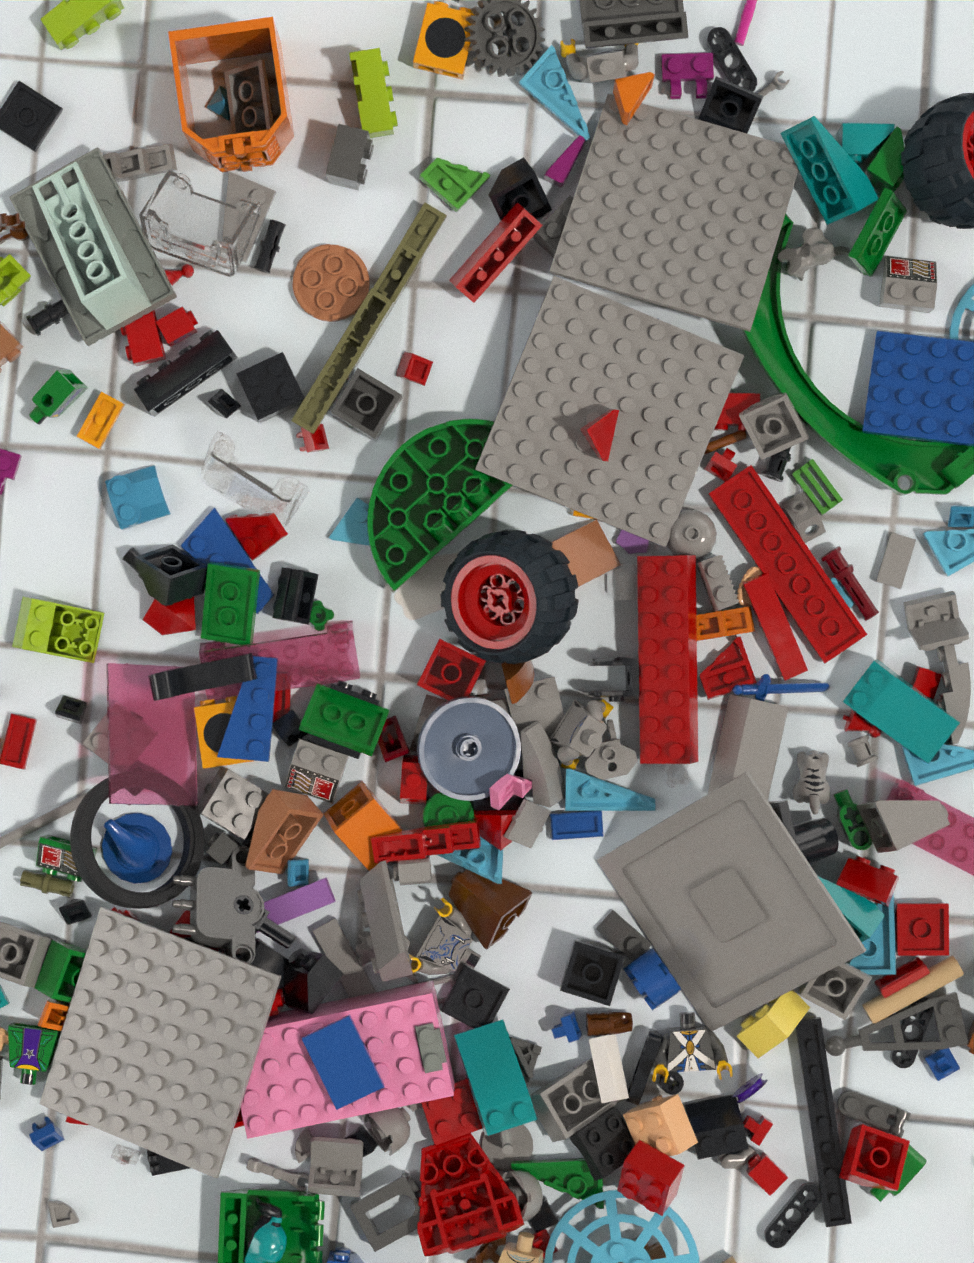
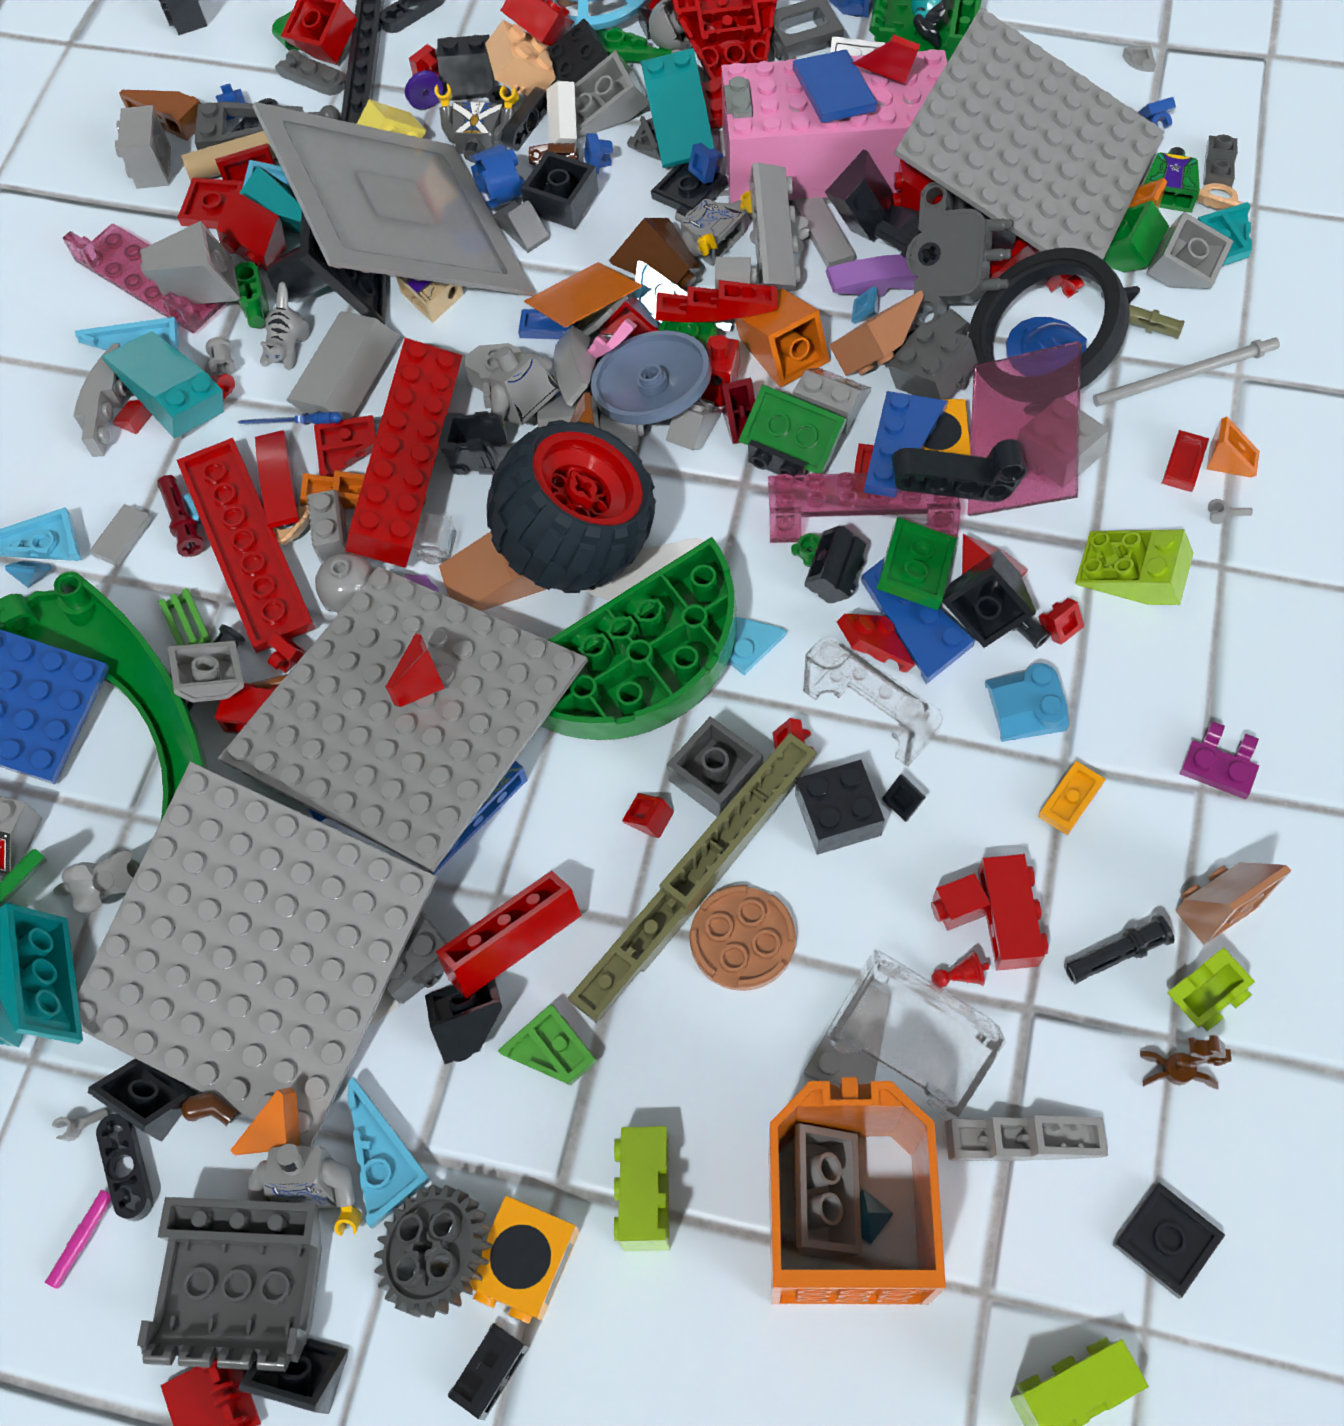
camera: 170 degrees left, 25 degrees down
(55, 856) = (1140, 344): slope -> none
(63, 388) = (1137, 822): green torso -> none
(71, 709) = (1120, 483): black slope -> none
(93, 246) = (1076, 1022): piece -> none
(112, 570) = (1062, 621): none -> red tile
(185, 373) = (953, 835): black slope -> none
(269, 246) = (821, 995): black pin -> none
(288, 728) = (858, 436): black slope -> none
(293, 1100) = (891, 59): none -> red slope
(349, 156) = (691, 1093): dark grey brick -> none
(451, 671) = (670, 462): red brick -> none
(461, 1014) = (704, 162): none -> blue tile
(548, 848) = (582, 294): none -> orange piece
(561, 168) = (392, 1048): magenta slope -> none
(593, 794) = (526, 342): medium azure wing -> none
(685, 108) = (206, 1105): none -> reddish brown arm
(687, 67) = (188, 1167): magenta plate -> none
(766, 1173) = (425, 29): red brick -> none
(804, 515) = (209, 592): light grey bracket -> none
(935, 621) = (95, 456): light grey bracket -> none

